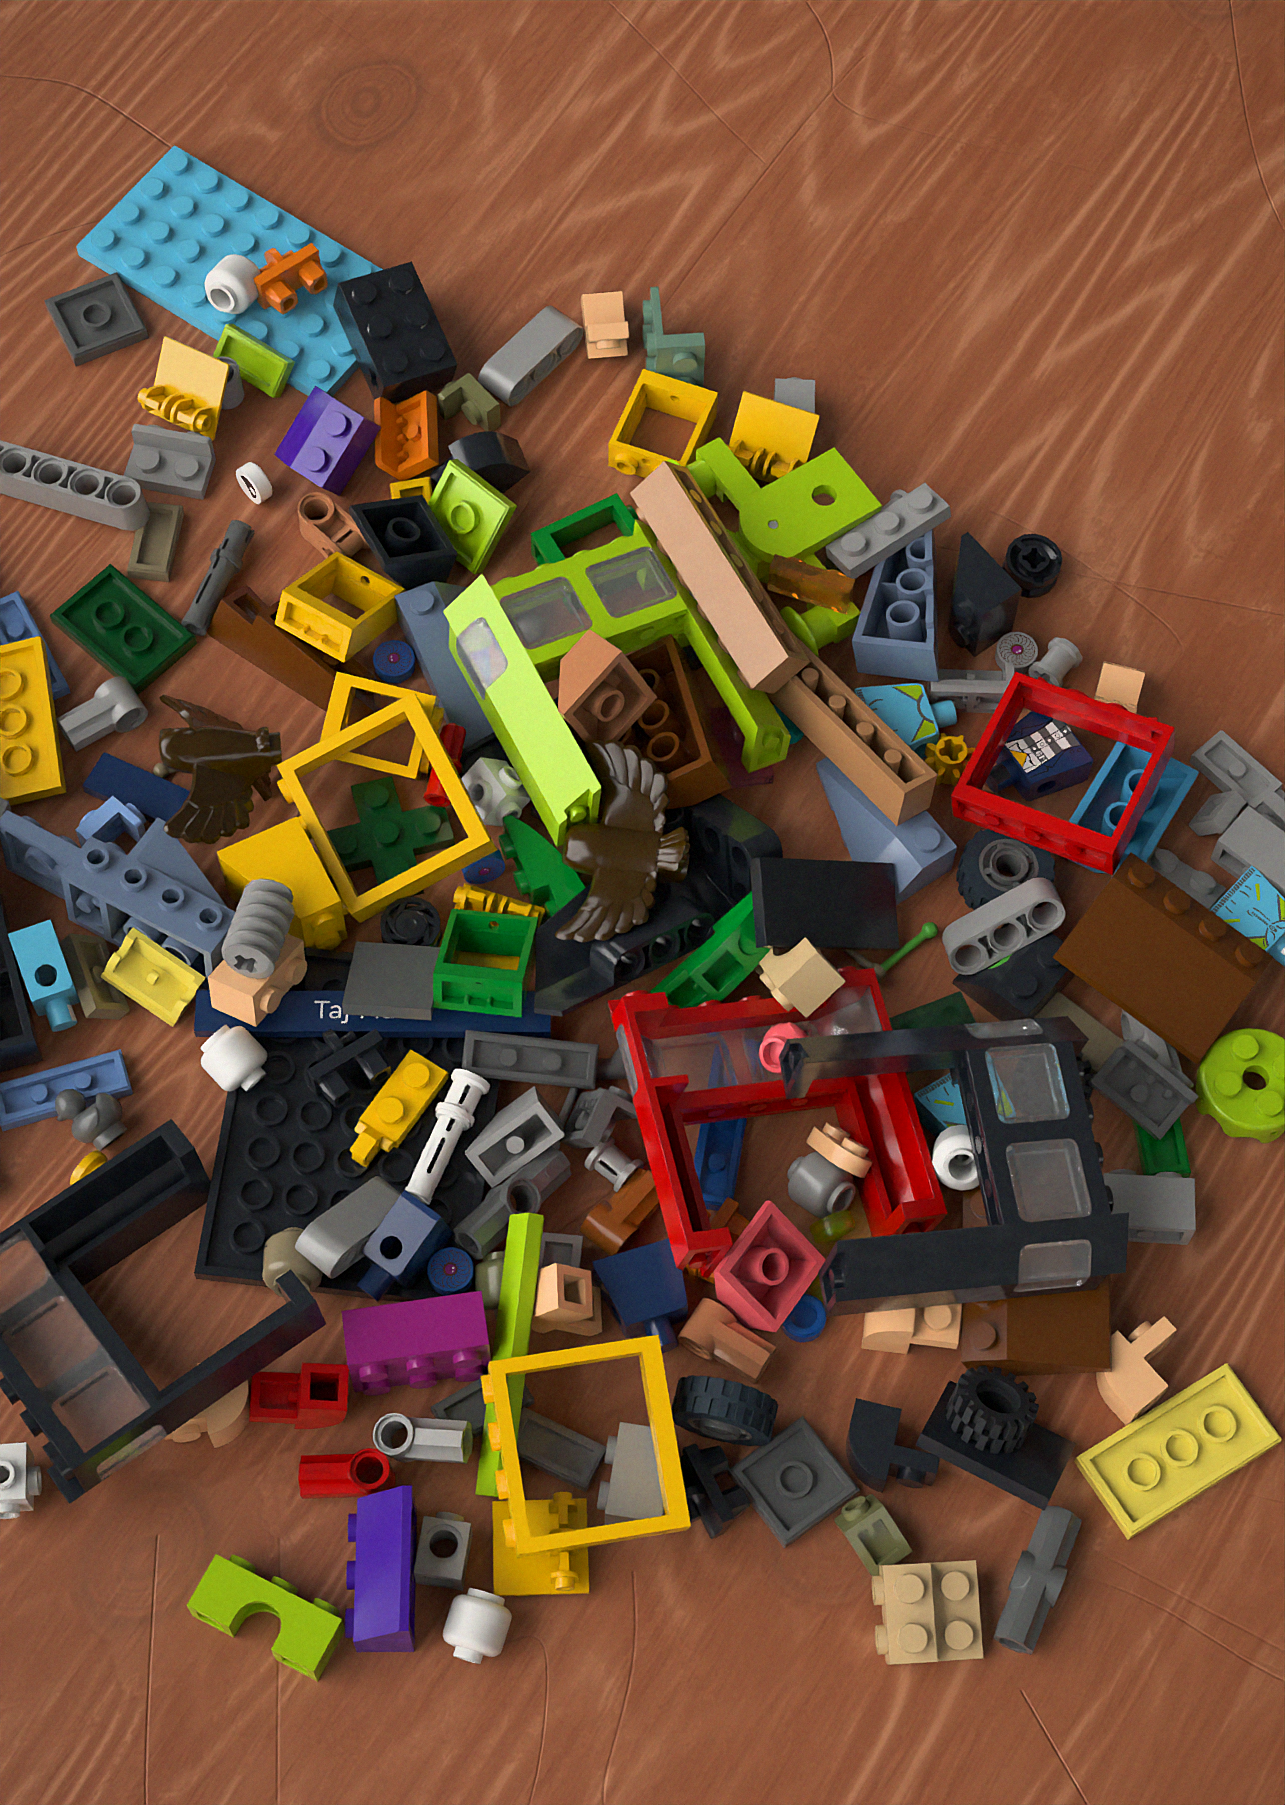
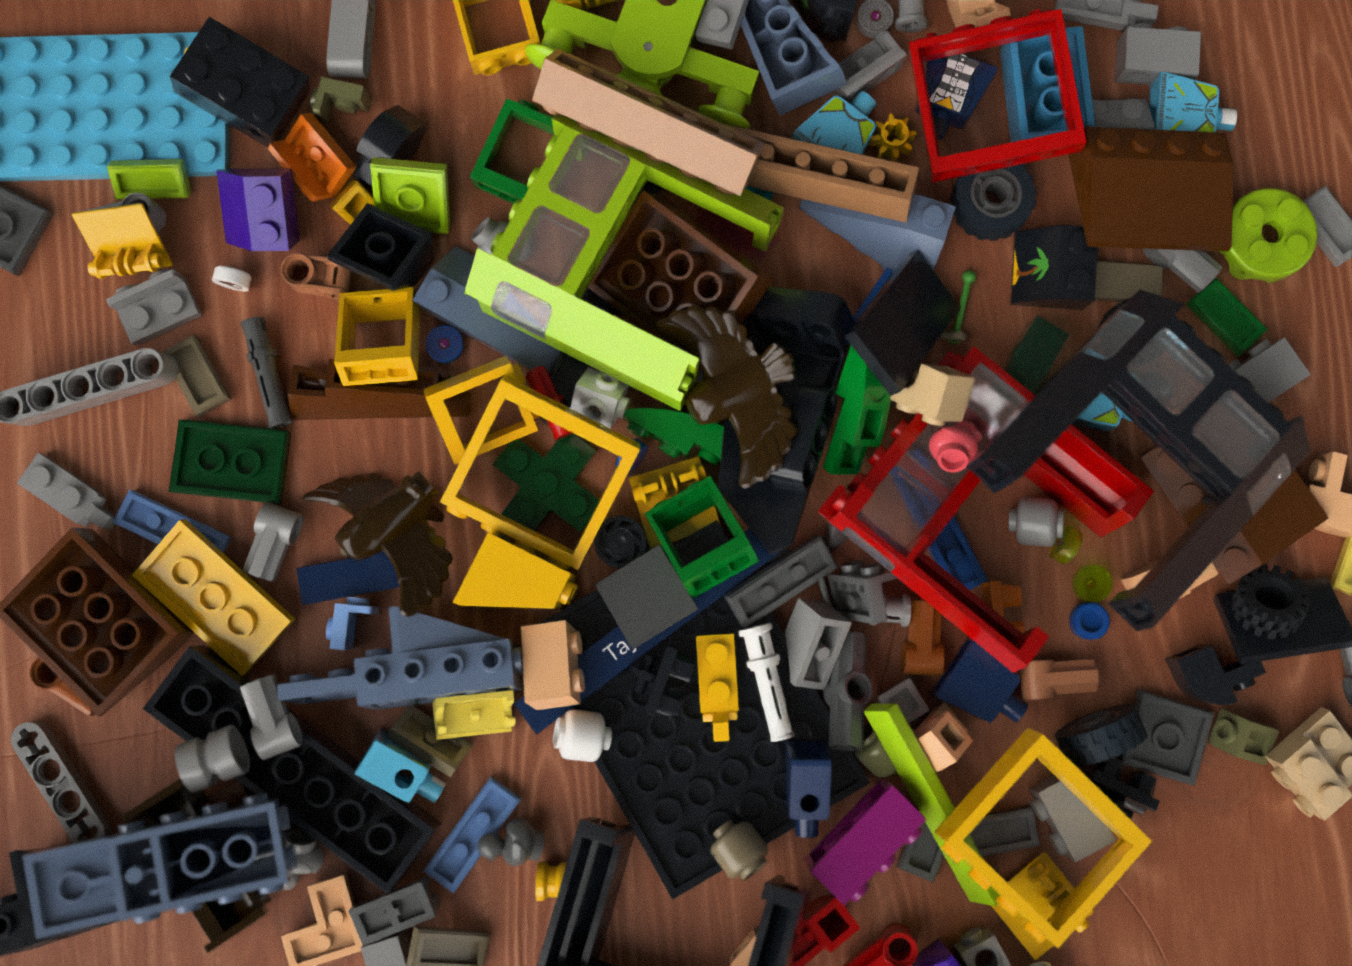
camera: 30 degrees left, 20 degrees up
(232, 285) = (86, 129): white head -> none
(259, 928) = (533, 645): light grey piece -> none
(287, 274) = (118, 92): orange hips -> none
(339, 1234) = (766, 800): light grey beam -> none
(427, 1439) = (920, 897): light grey piece -> none
(450, 1271) = (846, 772): blue tile -> none
(600, 690) = (633, 279): nougat slope -> none
(766, 1270) = (1062, 611): coral slope -> none
(811, 584) = (724, 72): clear orange plate -> none
(840, 1149) = (1040, 493): light nougat plate -> none
(949, 1164) = (1128, 443): white head -> none
(994, 944) = (1028, 242): light grey beam -> none
(1144, 1087) = (1209, 297): dark grey bracket -> none
(1217, 813) = (1103, 45): light grey plate -> none

